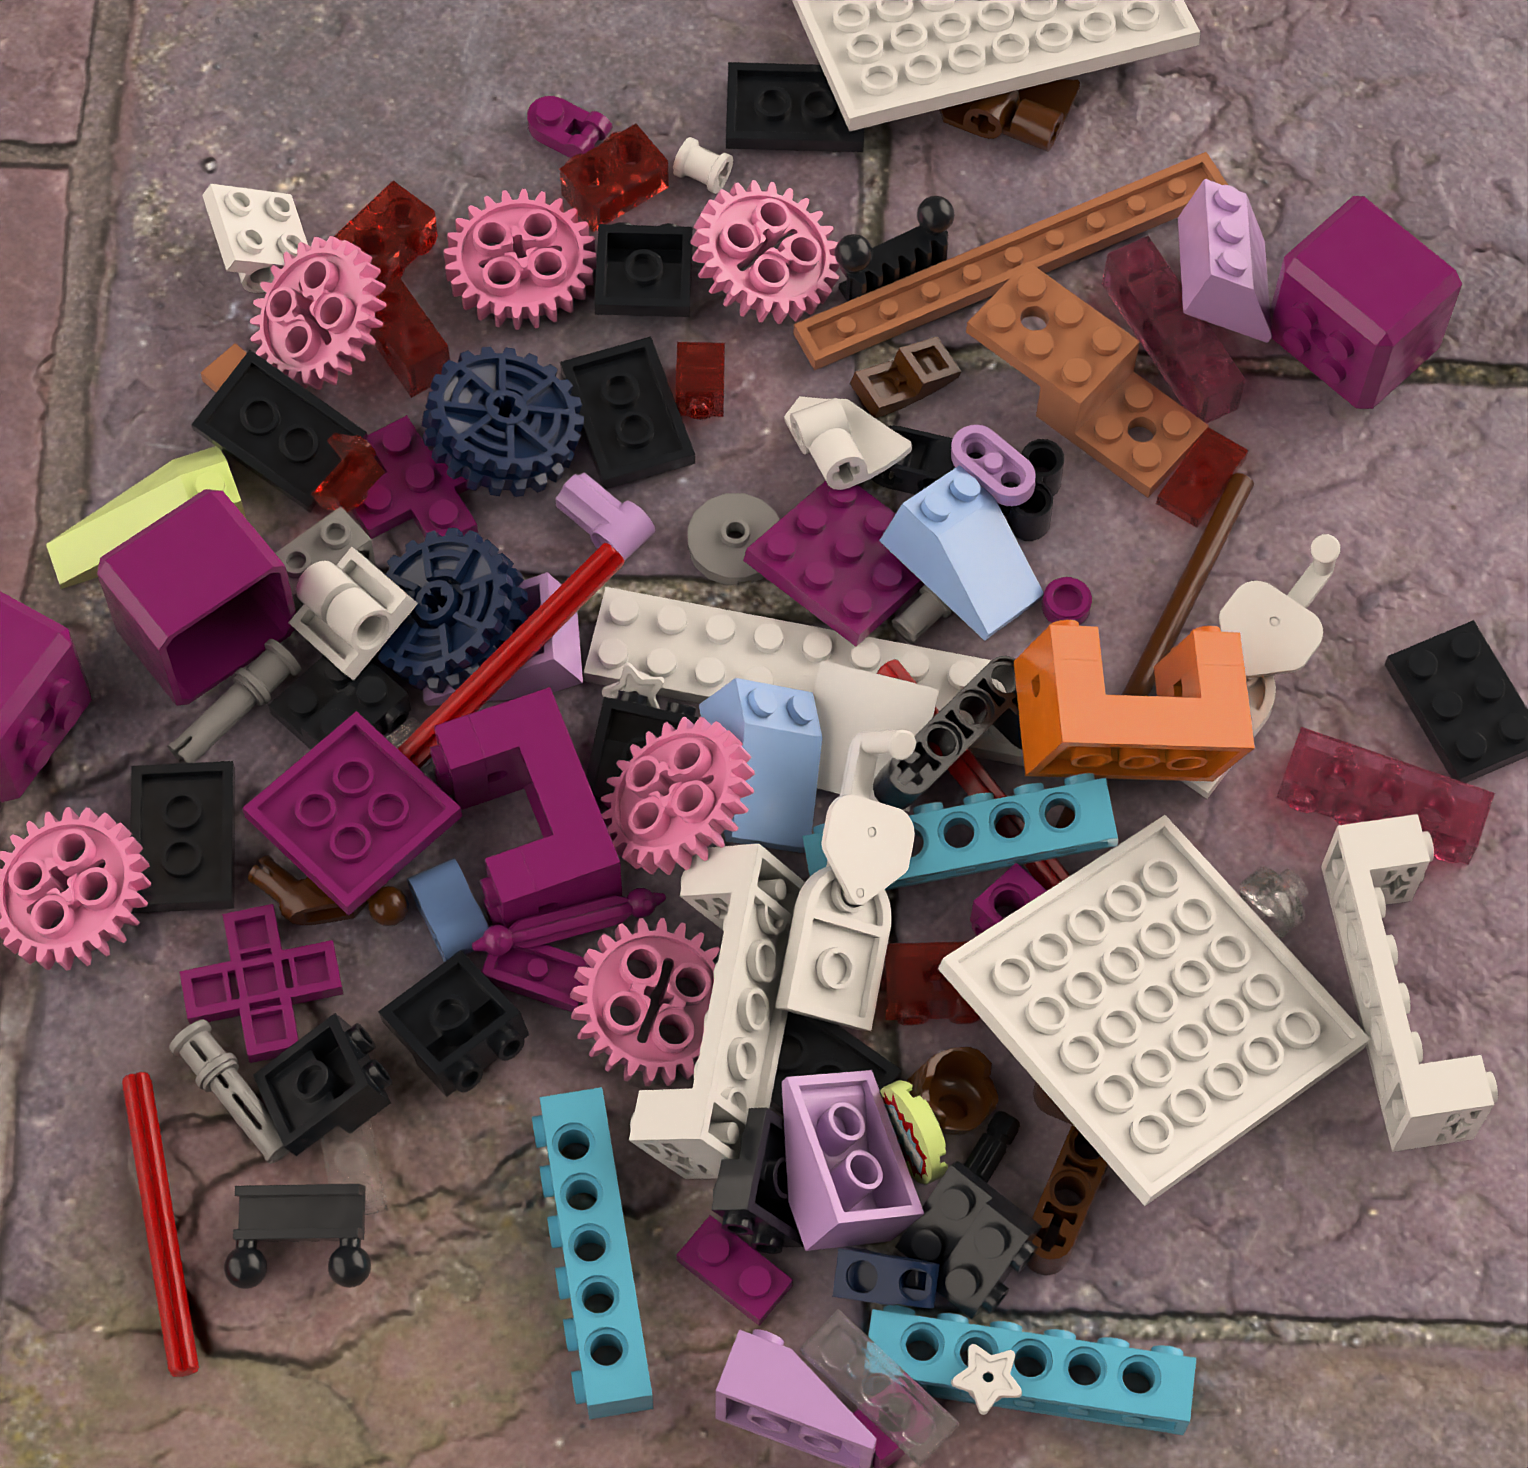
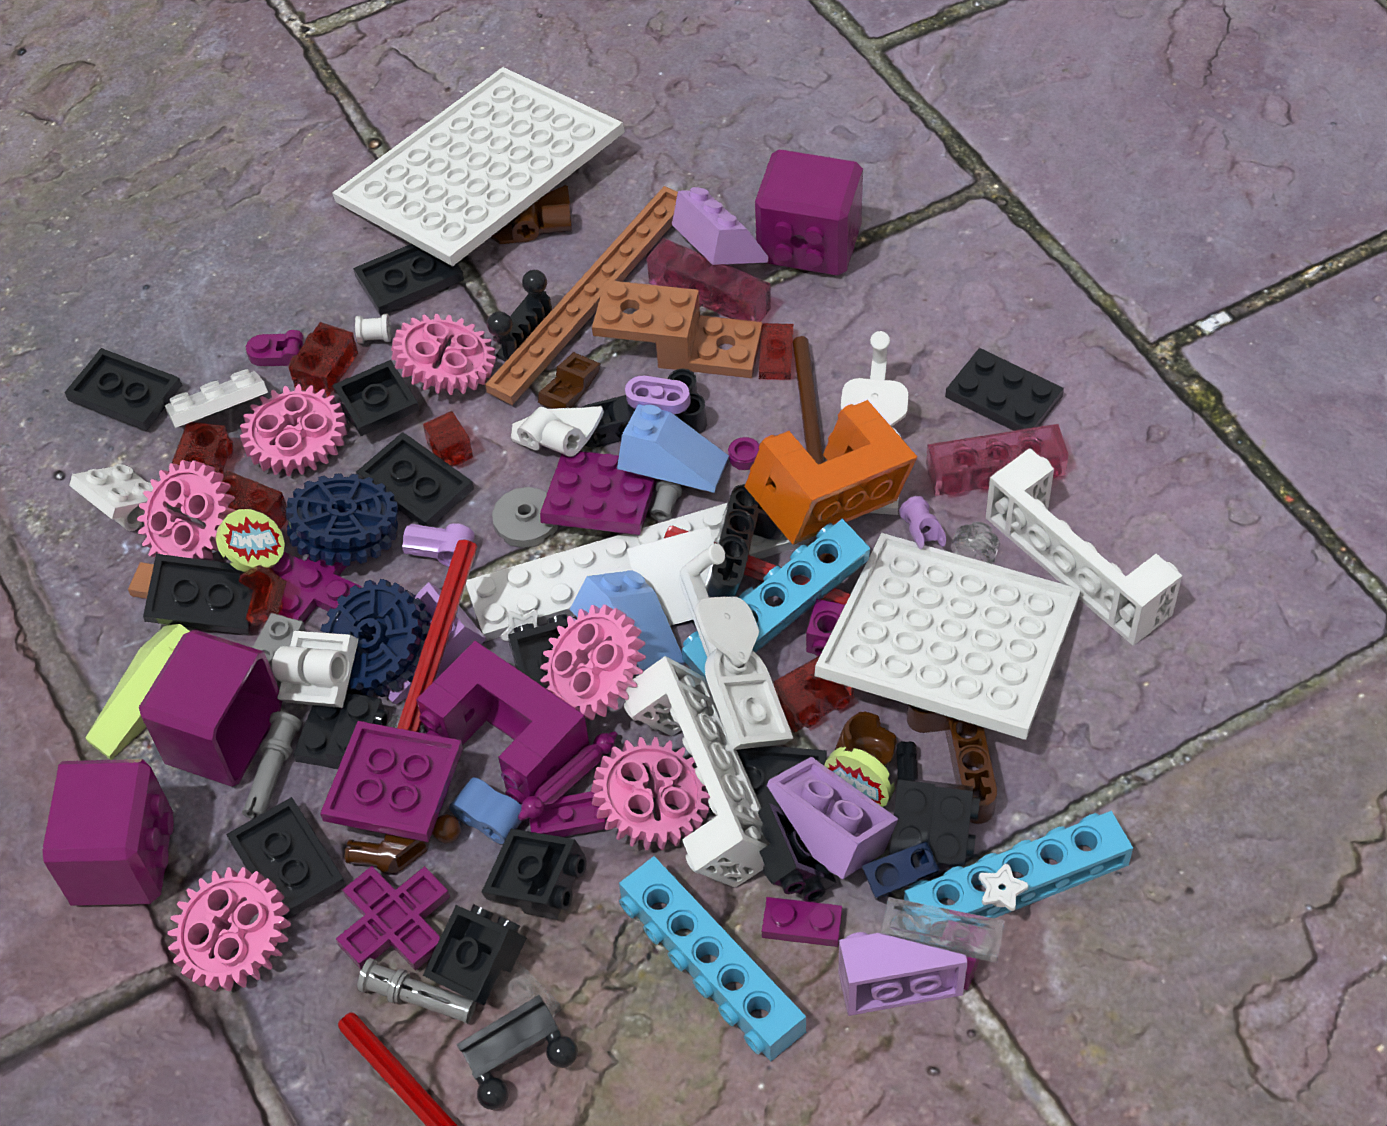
camera: 25 degrees left, 10 degrees down
(348, 86) = (123, 389): none -> black plate
(370, 393) = (250, 540): none -> tile
(447, 163) = (215, 397): none -> white plate
(1225, 832) = (922, 524): none -> lavender piece

